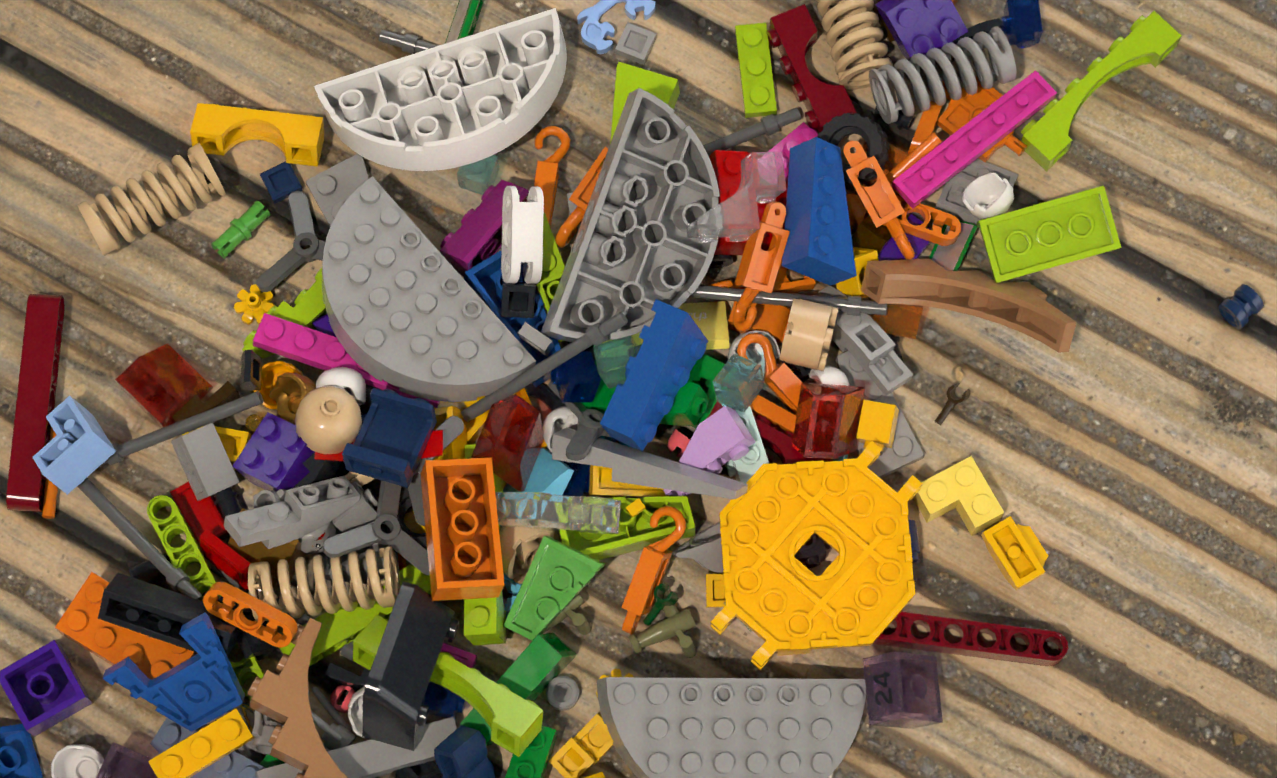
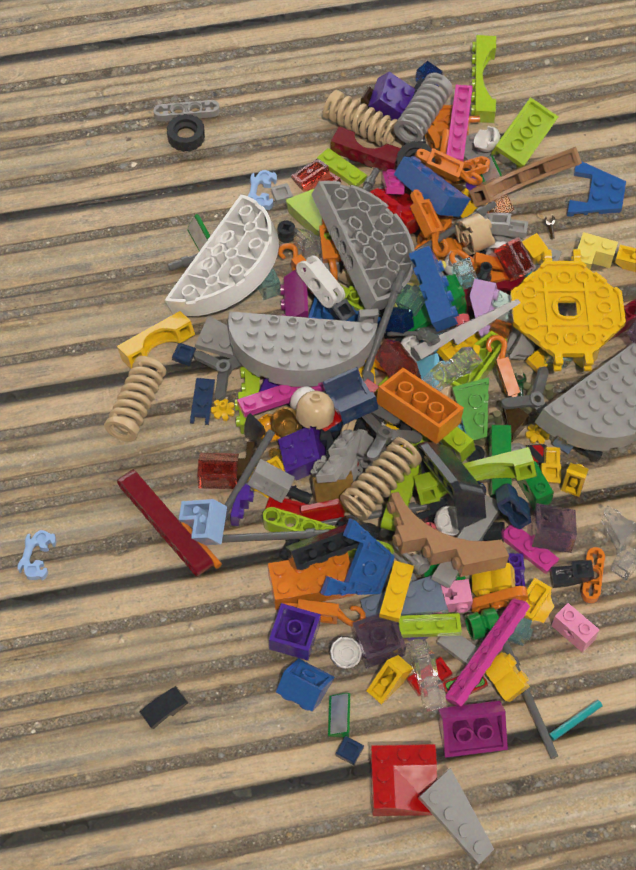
camera: 45 degrees left, 15 degrees down
(108, 696) = (329, 611): none -> orange piece
(158, 454) = (241, 502): none -> dark purple slope
(240, 229) = (186, 384): bright green pin -> none
(241, 270) = (202, 399): none -> dark blue hinge
(275, 616) = (379, 502): orange beam -> none
(509, 652) = (478, 454): none -> black tile
(578, 718) = (538, 452): none -> black tile
(581, 116) = (284, 235): none -> black wheel
(581, 150) = (307, 242): none -> clear slope
(598, 647) = (516, 418): none -> dark brown slope
(638, 636) = (528, 400): none -> dark grey piece
(703, 58) = (313, 173): none -> clear red slope
(707, 507) = (501, 328): none -> clear orange bracket
(738, 216) = (404, 203): clear arch -> none
(765, 412) = (485, 272): none -> black pin
(1086, 415) = (605, 192): none -> blue wing
(1241, 306) = (619, 111): dark blue wheel -> none

